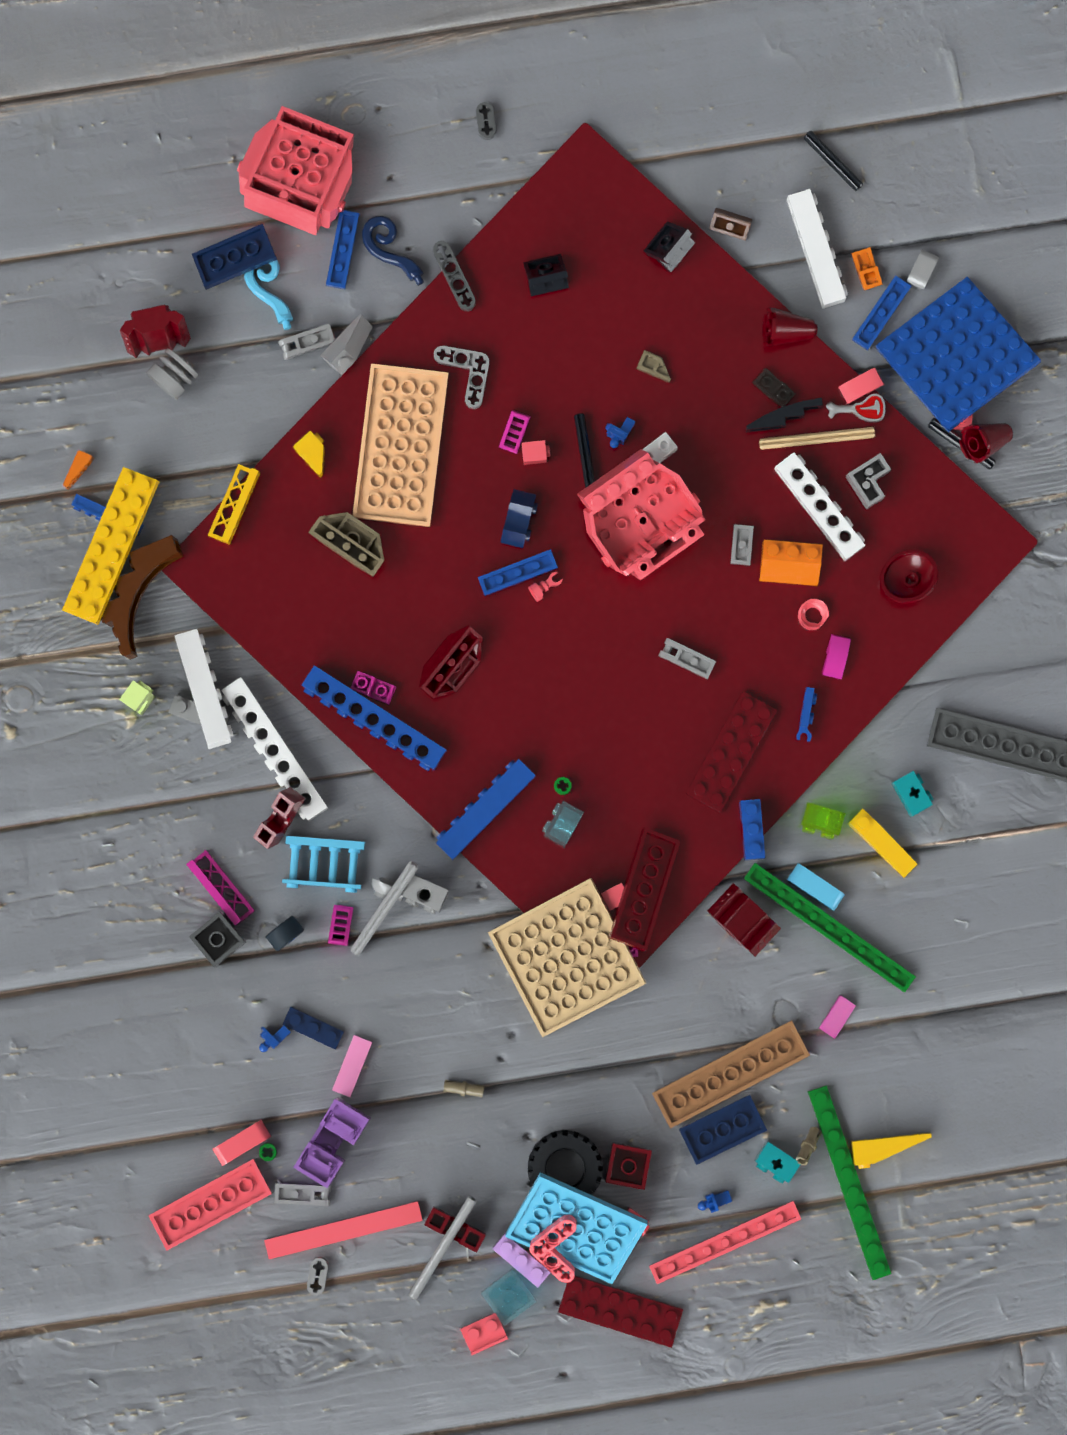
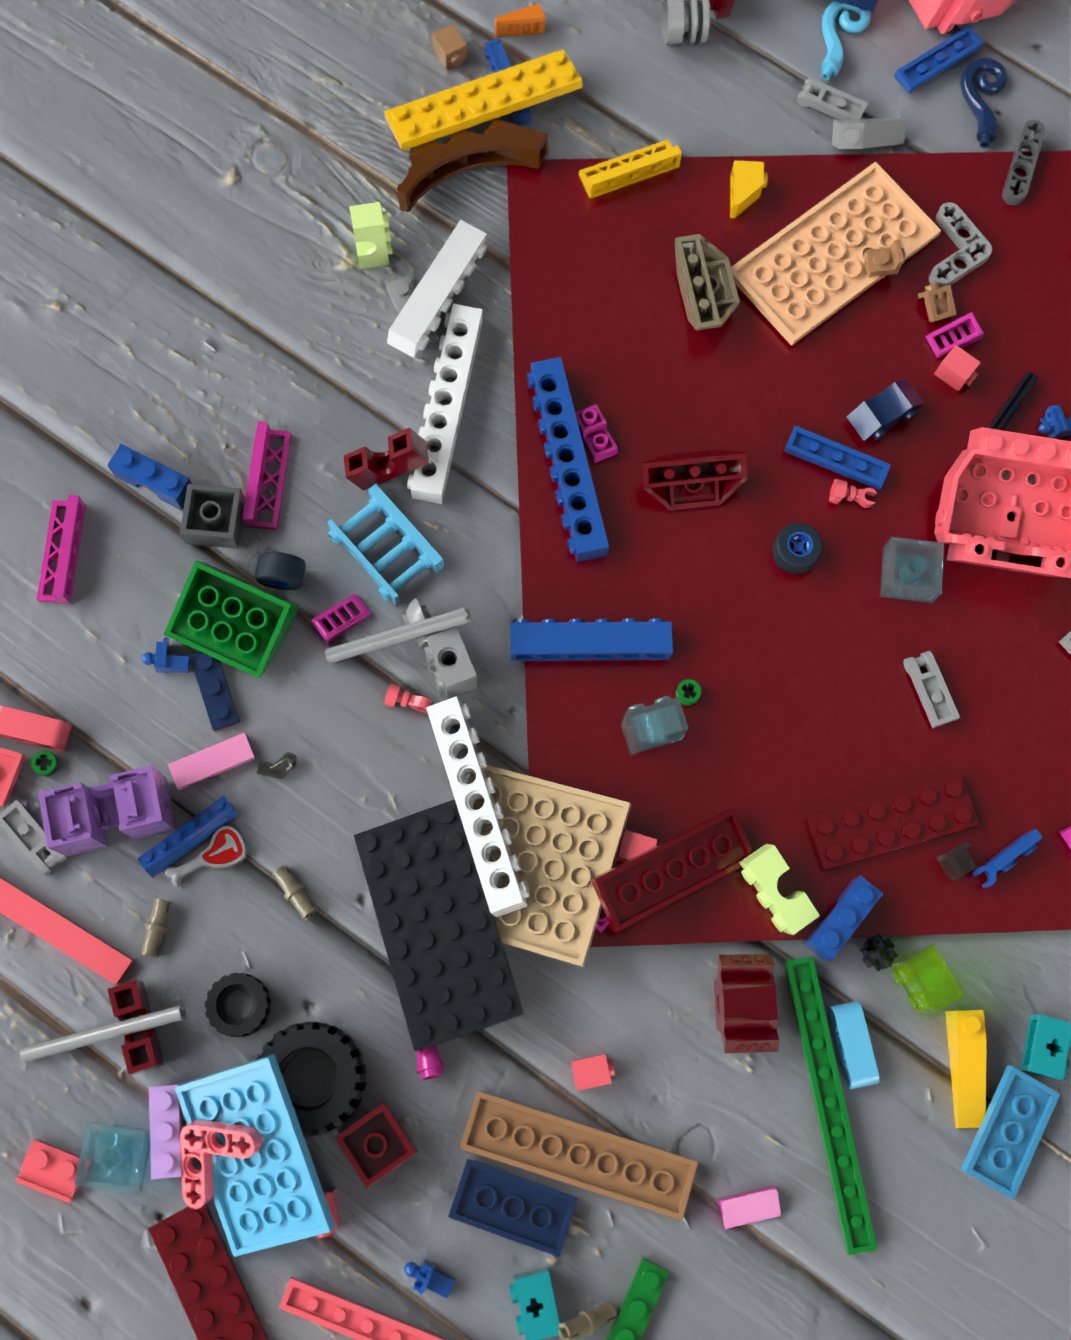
camera: 40 degrees right, 10 degrees down
(53, 527) = (449, 46): none -> medium nougat brick
(159, 1033) = (66, 553): none -> dark pink fence
(160, 950) = (141, 470): none -> blue arch
(285, 983) = (230, 619): none -> green slope
(381, 1115) = (187, 836): none -> blue piece
(391, 1034) = (280, 768): none -> clear smoke arm
(406, 1104) = (224, 851): none -> light grey piece
(412, 1174) = (156, 927): none -> dark tan pin
(419, 934) = (416, 702): none -> coral piece
(434, 427) = (884, 260): none -> medium nougat bracket
(449, 927) = (442, 718): none -> white brick
(478, 1174) = (219, 992): none -> black tyre
(486, 419) = (938, 301): none -> medium nougat bracket
(540, 644) = (802, 539): none -> black wheel
(552, 1033) = (437, 927): none -> black plate
(612, 1101) = (429, 1063): none -> dark pink cone
(617, 602) = (912, 569): none -> clear light blue brick
(689, 844) = (763, 871): none -> yellowish green arch
(699, 1028) = (592, 1071): none -> coral brick
(783, 741) = (957, 861): none -> clear smoke panel
(786, 828) = (878, 952): none -> black gear
(930, 855) = (1010, 1132): none -> dark azure plate

